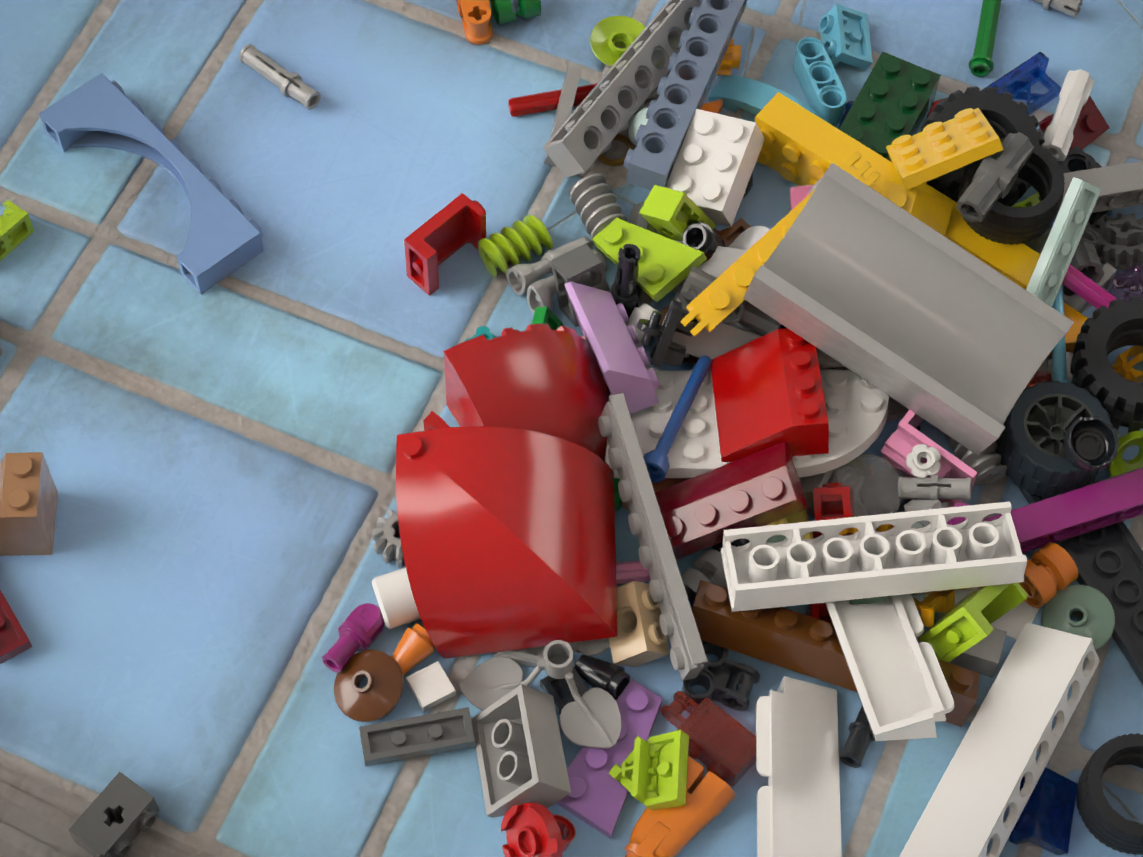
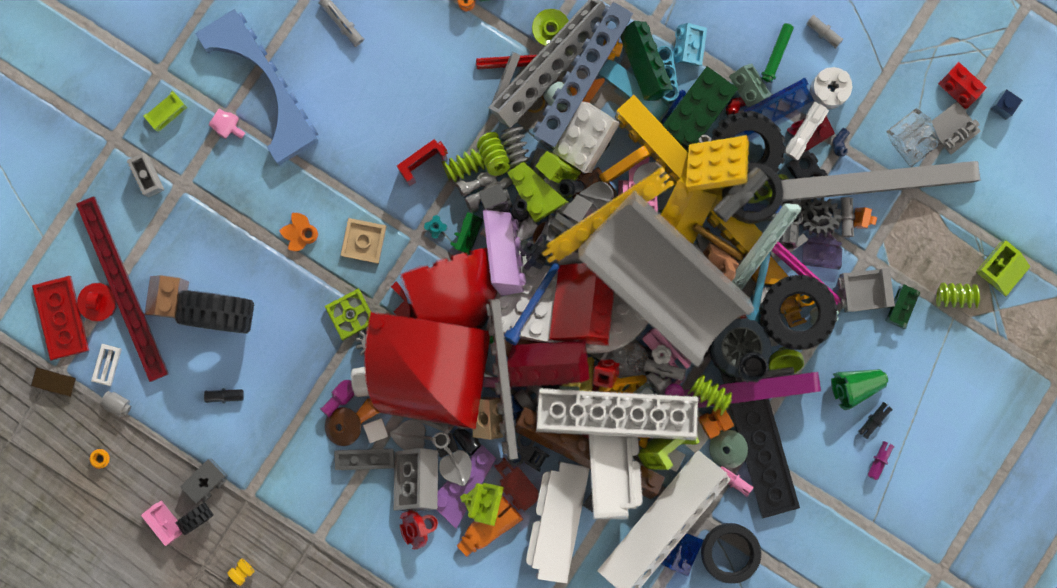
camera: 10 degrees right, 25 degrees up
(102, 239) = (225, 123): none -> bright pink piece
(110, 505) = (214, 311): none -> black tyre
(138, 666) = (223, 395): none -> black axle
(244, 385) = (296, 232): none -> orange plate
(354, 498) = (349, 314): none -> lime piece
(362, 384) = (363, 240): none -> tan tile
(564, 216) = (493, 154): none -> lime piece
(784, 57) = (646, 61): none -> dark green brick
(787, 195) = (624, 165): none -> light orange beam
(953, 73) = (749, 85): none -> sand green bracket
(1032, 511) = (711, 394): none -> lime piece
(1090, 52) = (839, 80): none -> white brick
(1114, 676) = (737, 483): none -> bright pink axle
(1119, 139) = (838, 142): none -> dark blue arm

